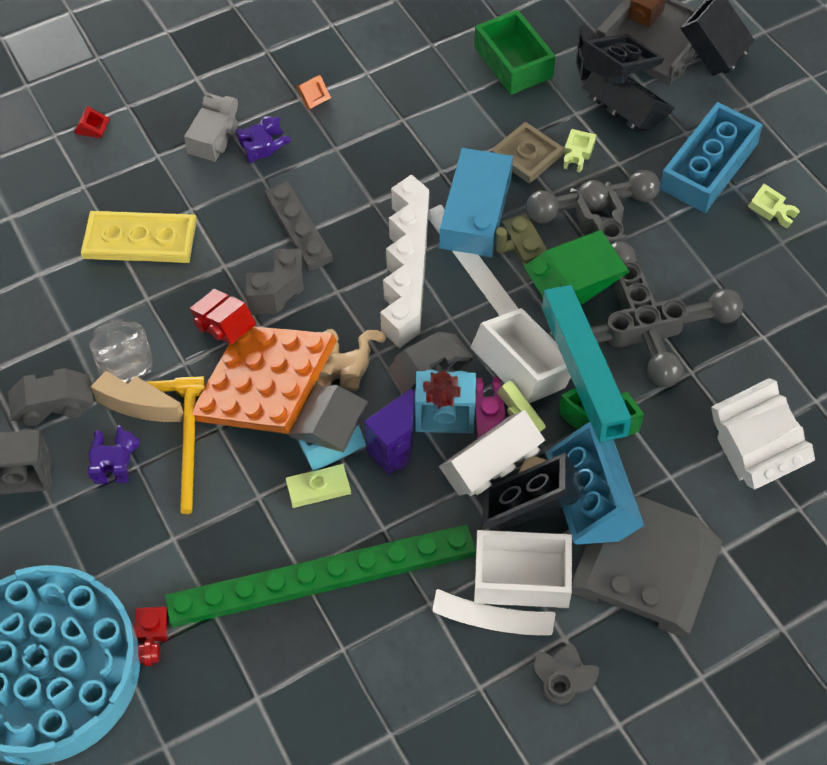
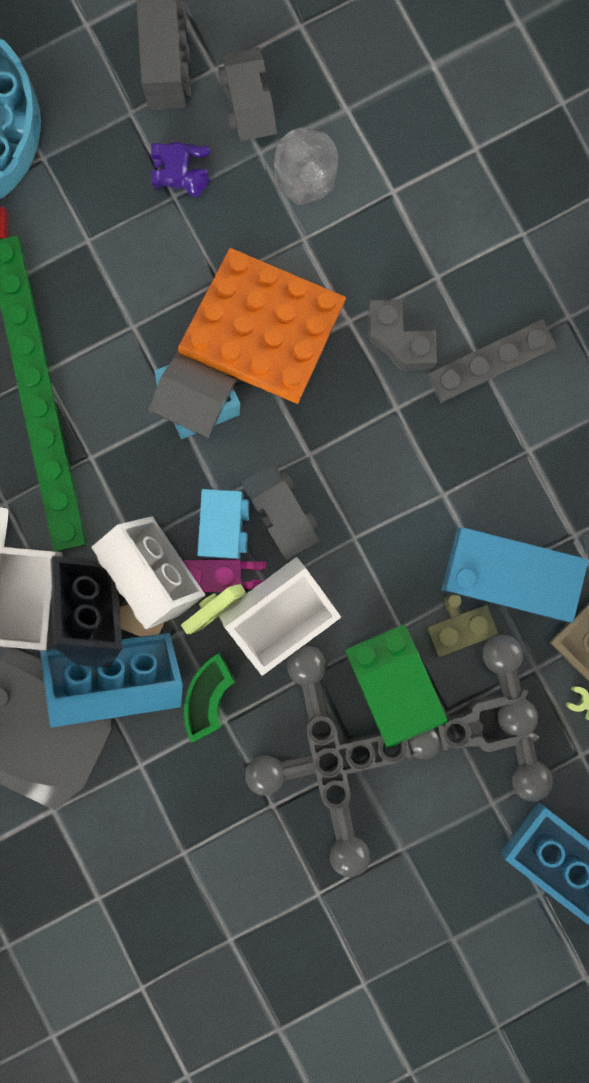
camera: 90 degrees right, 30 degrees up
(136, 399) = (249, 187): tan slope -> none
(139, 236) = (477, 174): light yellow plate -> none
(188, 388) = (265, 246): yellow bar -> none
(222, 316) = (347, 275): red piece -> none
(318, 485) = (138, 386): yellowish green plate -> none
(348, 366) = (285, 423): tan animal -> none
(391, 433) = (180, 467): dark purple slope -> none
(406, 261) = (430, 490): white brick -> none
(441, 389) = (200, 509): clear red gear -> none
(478, 271) = (423, 571): white sticker -> none
(586, 364) = (250, 682): teal brick -> none
(761, 434) = (166, 870): white slope -> none
(770, 203) = (504, 932): yellowish green plate -> none

